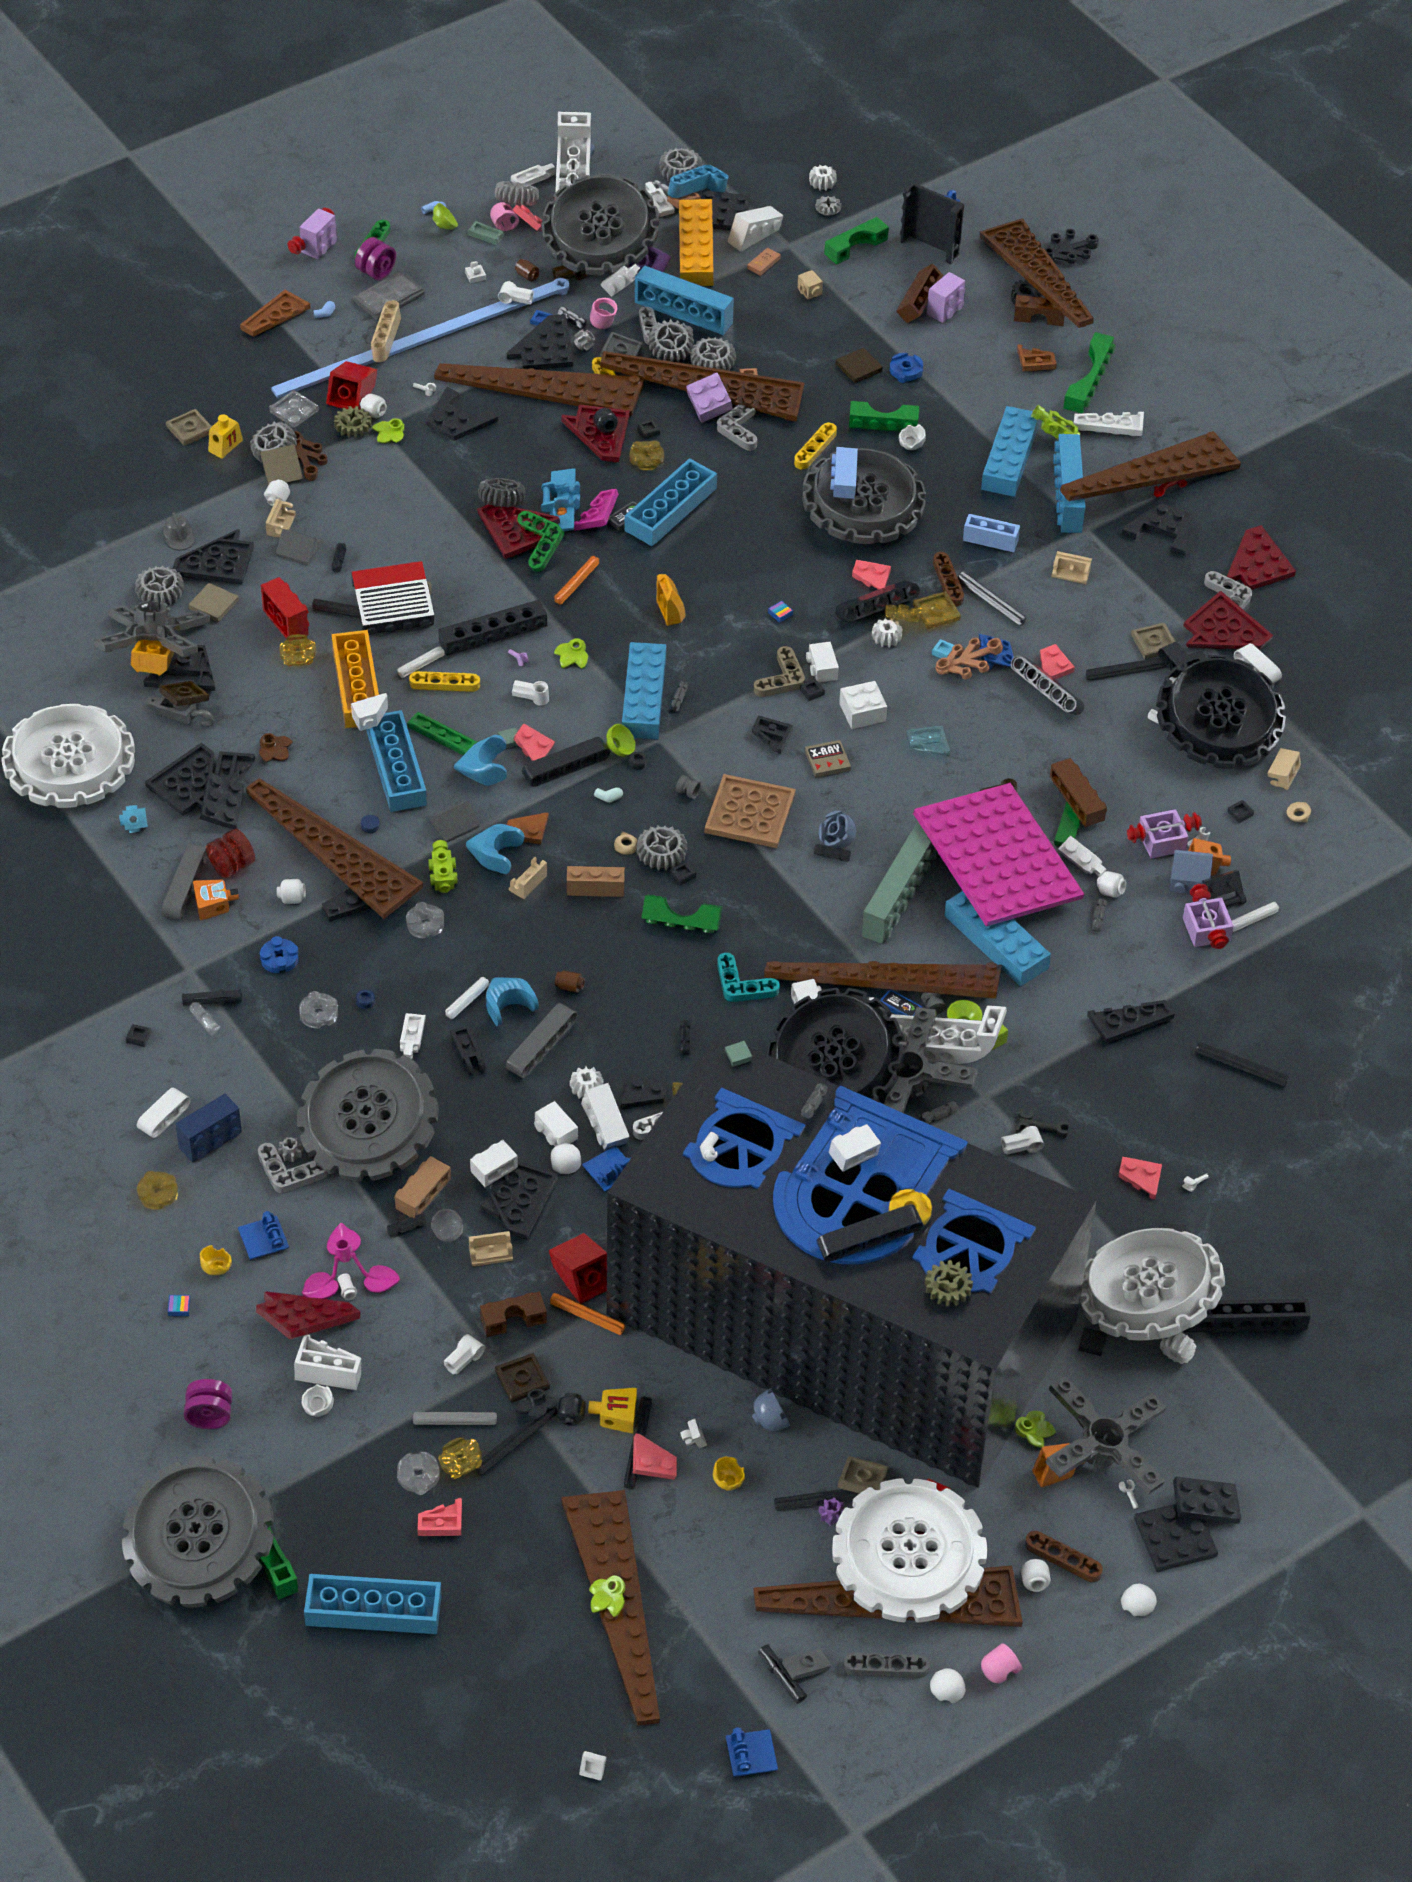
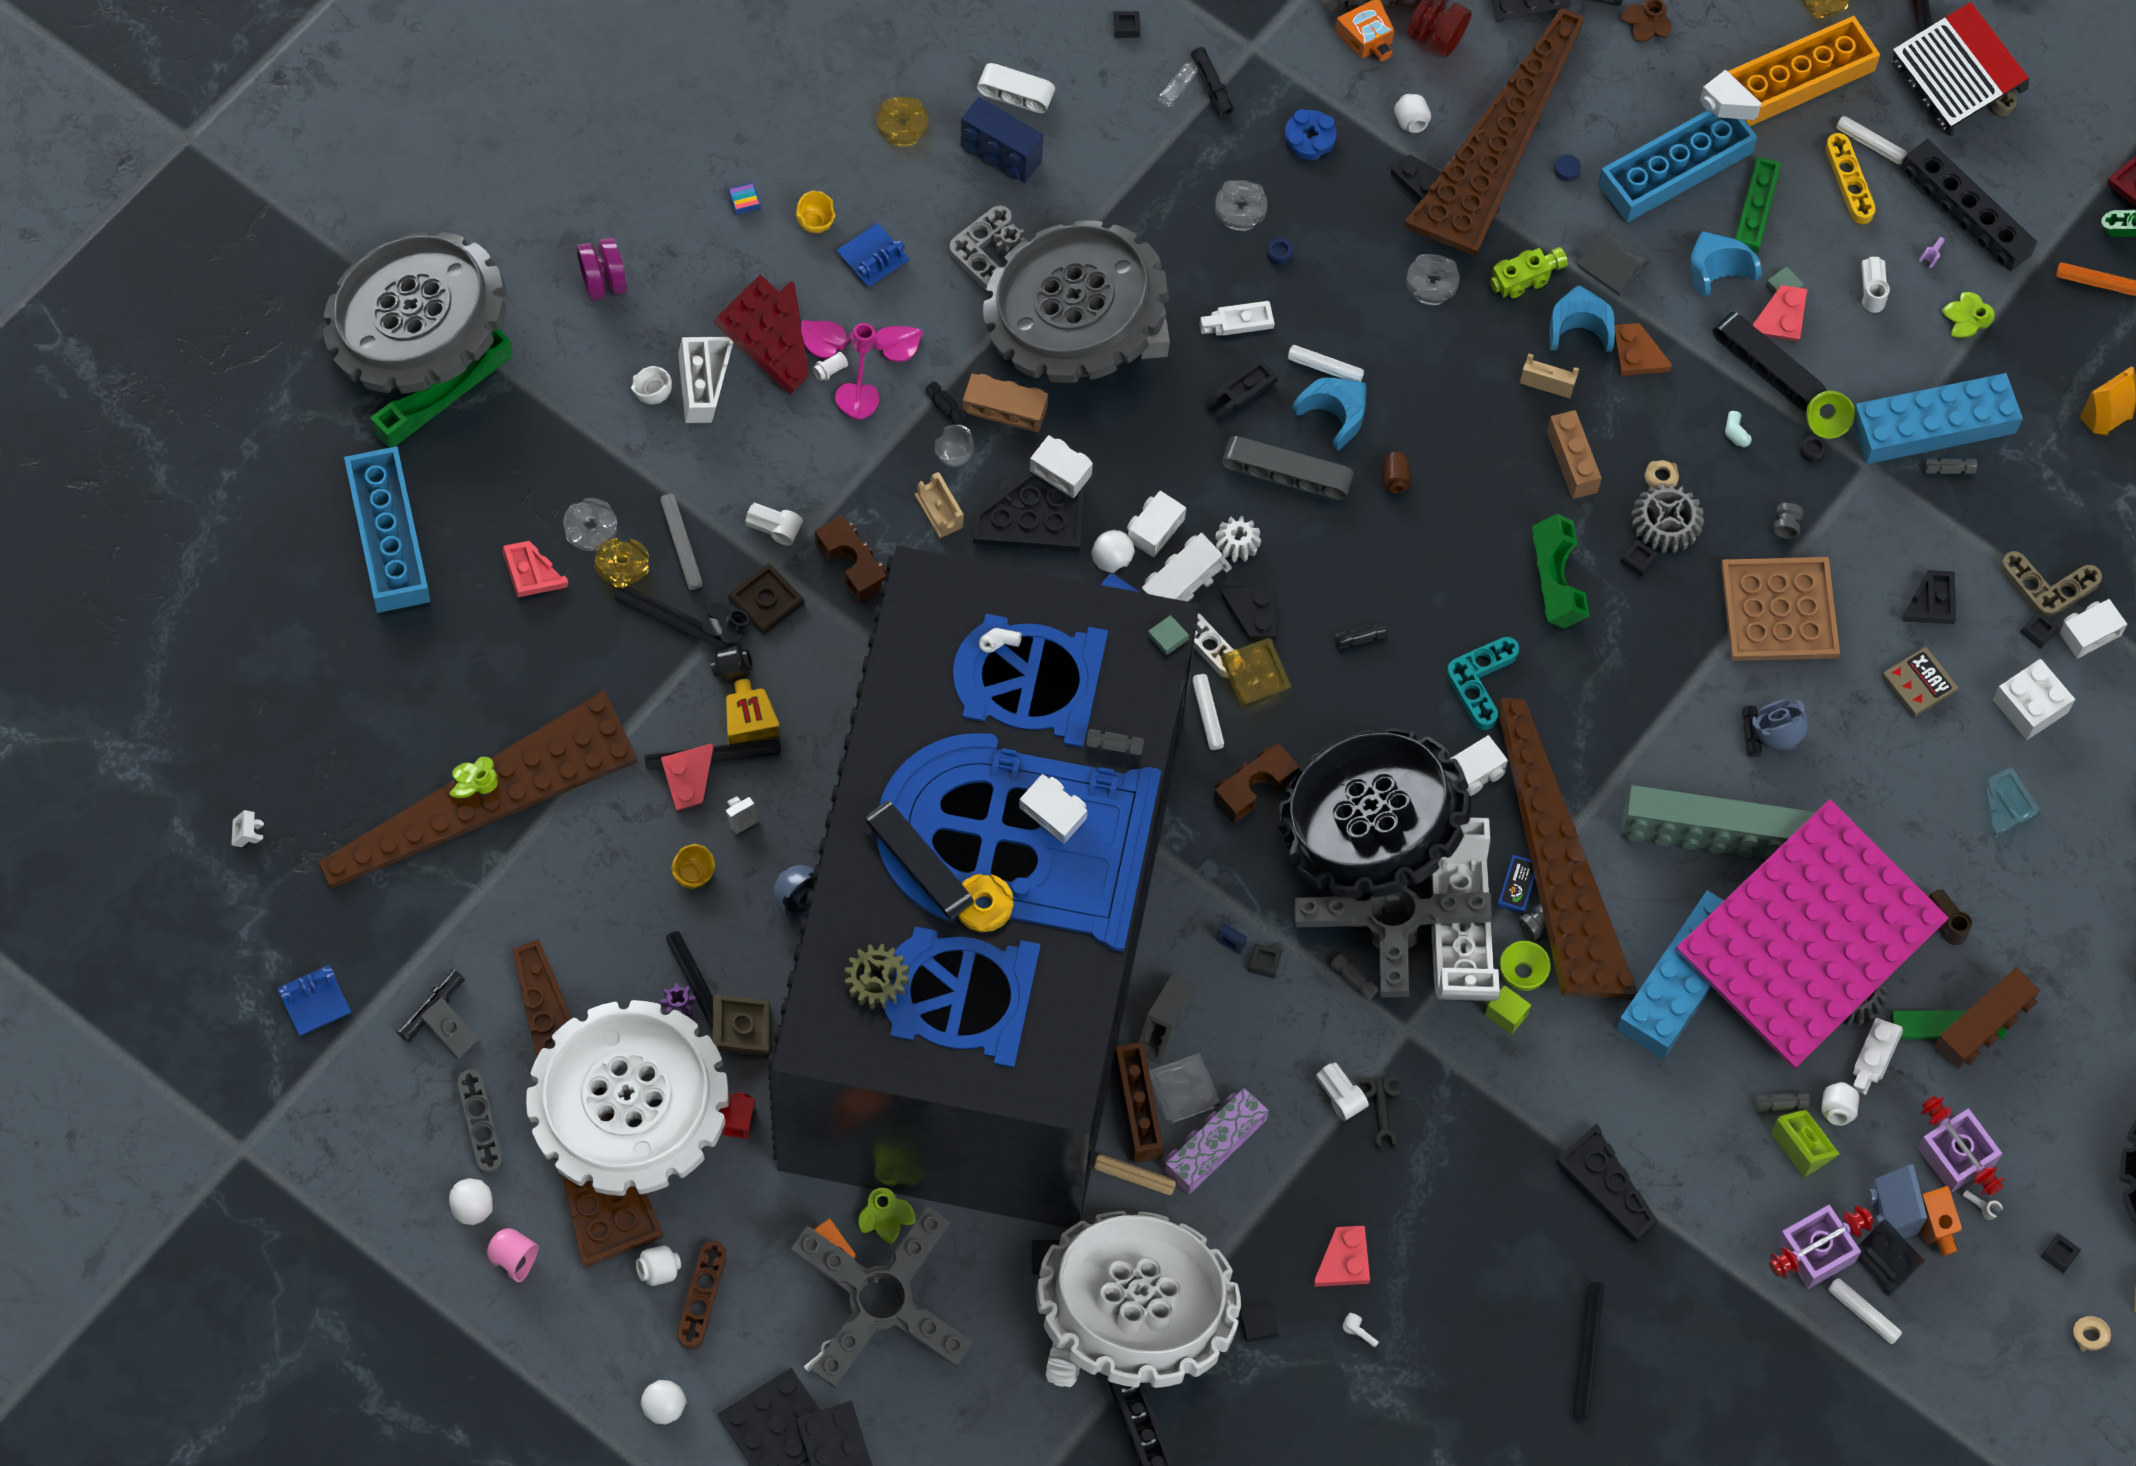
camera: 70 degrees right, 15 degrees up
(1132, 912) = (1803, 1141): none -> lime slope

